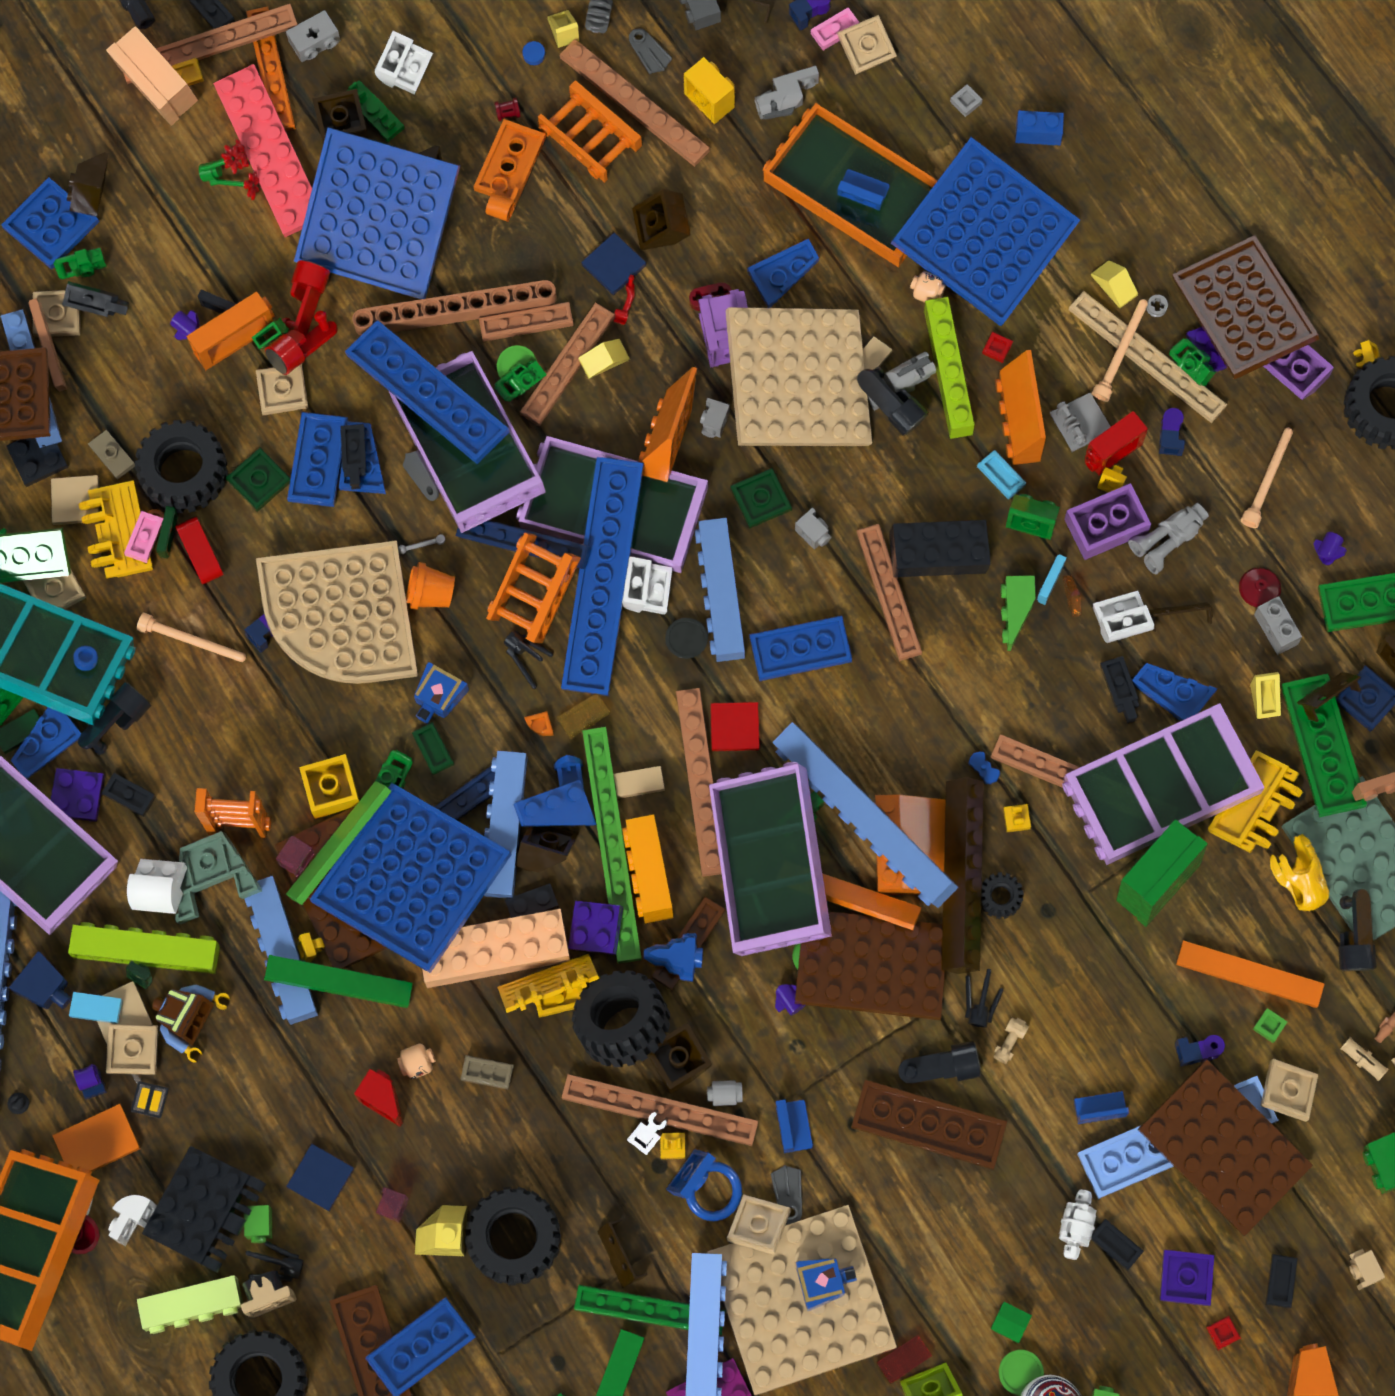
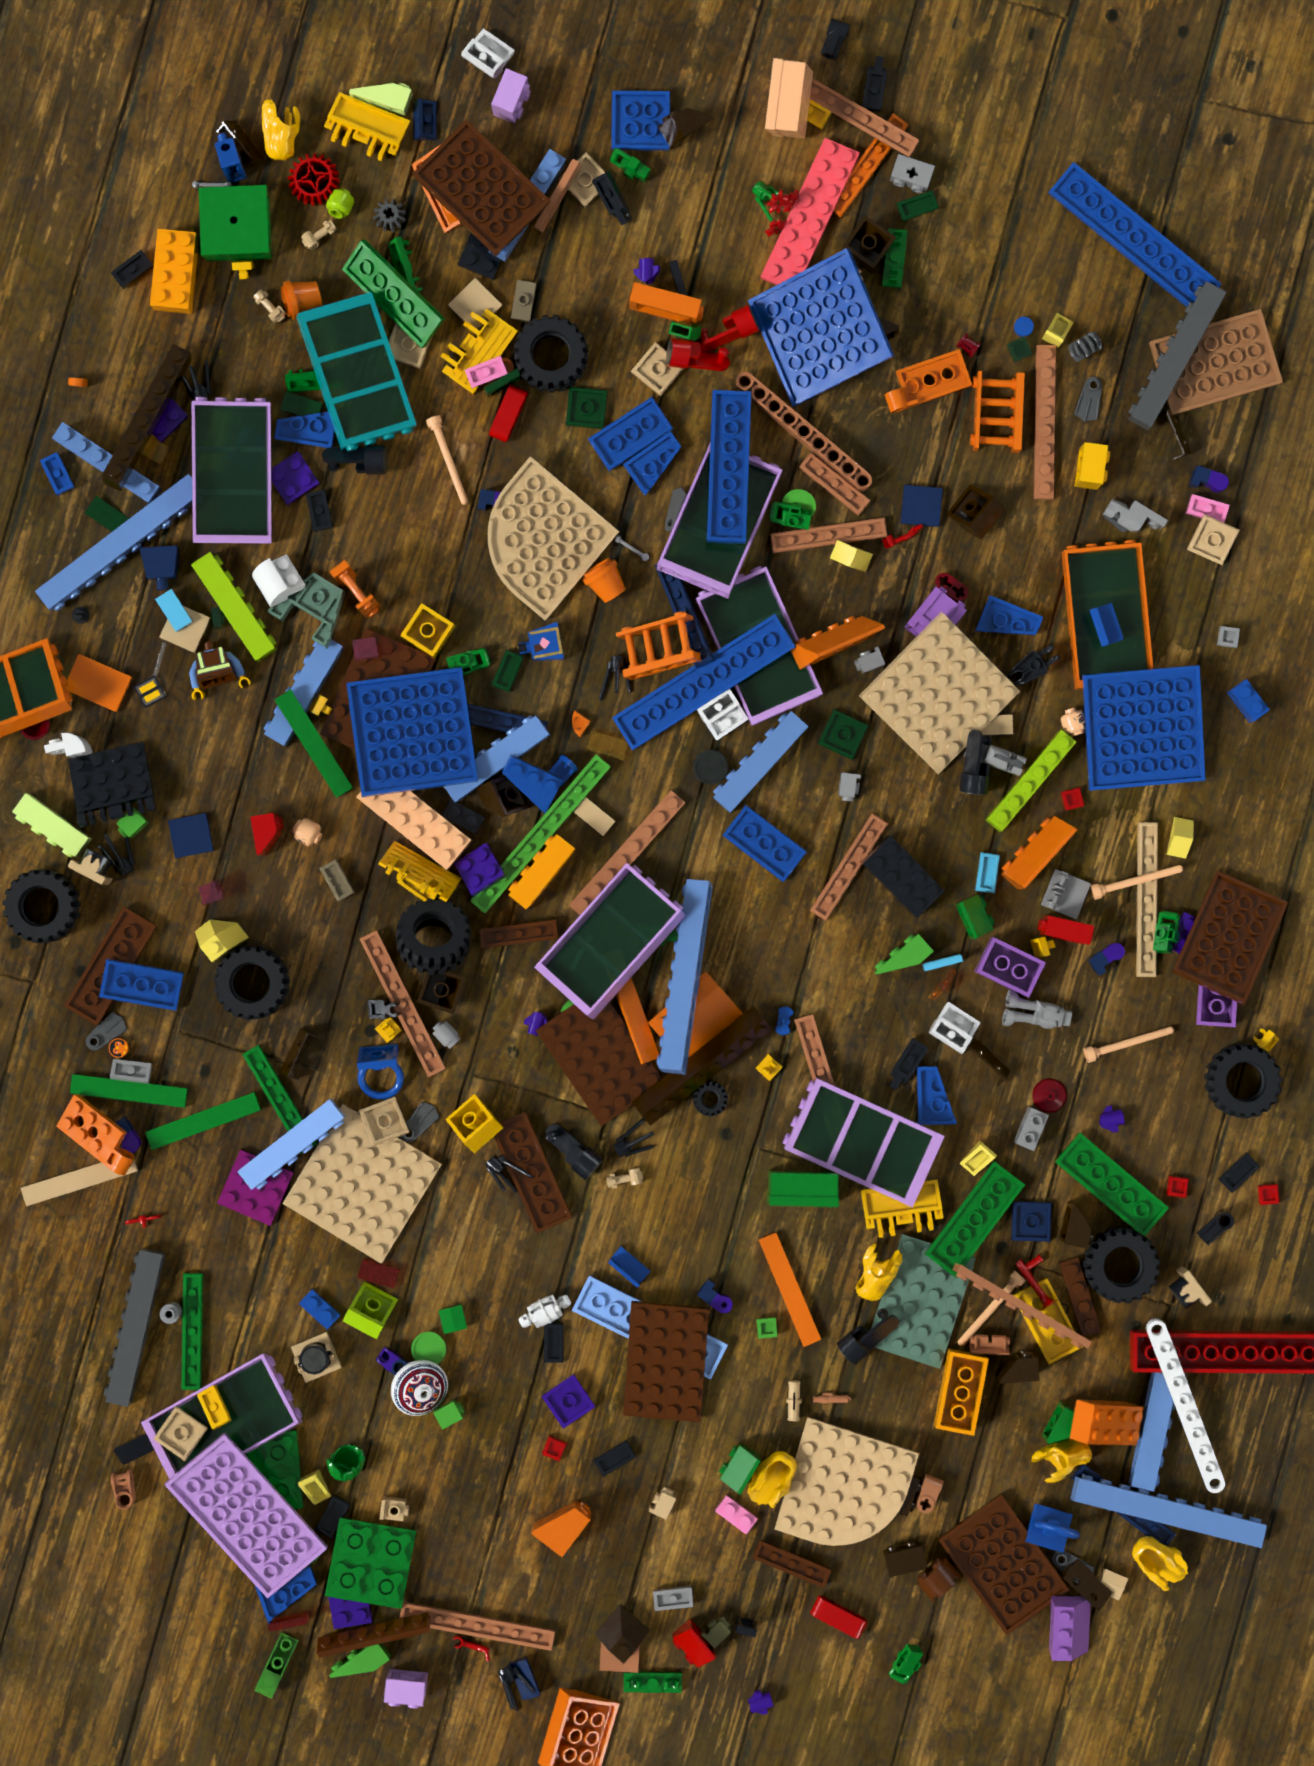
camera: 50 degrees right, 15 degrees up
(85, 658) = (376, 409): blue tile -> none
(90, 1081) = (127, 647): dark purple leg -> none
(132, 1049) = (168, 654): tan tile -> none
(338, 842) = (396, 668): bright green tile -> none
(345, 56) = (917, 206): none -> dark green tile
(353, 453) = (651, 455): black hinge -> none
(402, 63) = (942, 249): white brick -> none
(550, 71) = (1019, 349): none -> clear green plate
(678, 956) = (503, 936): blue rock -> none
(734, 726) = (679, 845): red tile -> none
(794, 1125) = (462, 1090): blue panel -> none
(823, 1281) = (380, 1189): blue torso -> none
(835, 1134) = (474, 1123): none -> yellow brick
(845, 277) = (1035, 663): none -> black hinge
(895, 1152) = (496, 1165): none -> black plant
(1151, 309) = (1193, 878): light grey bush -> none
(1289, 1090) = (735, 1371): tan tile -> none
(1328, 690) = (1011, 1195): dark brown piece -> none

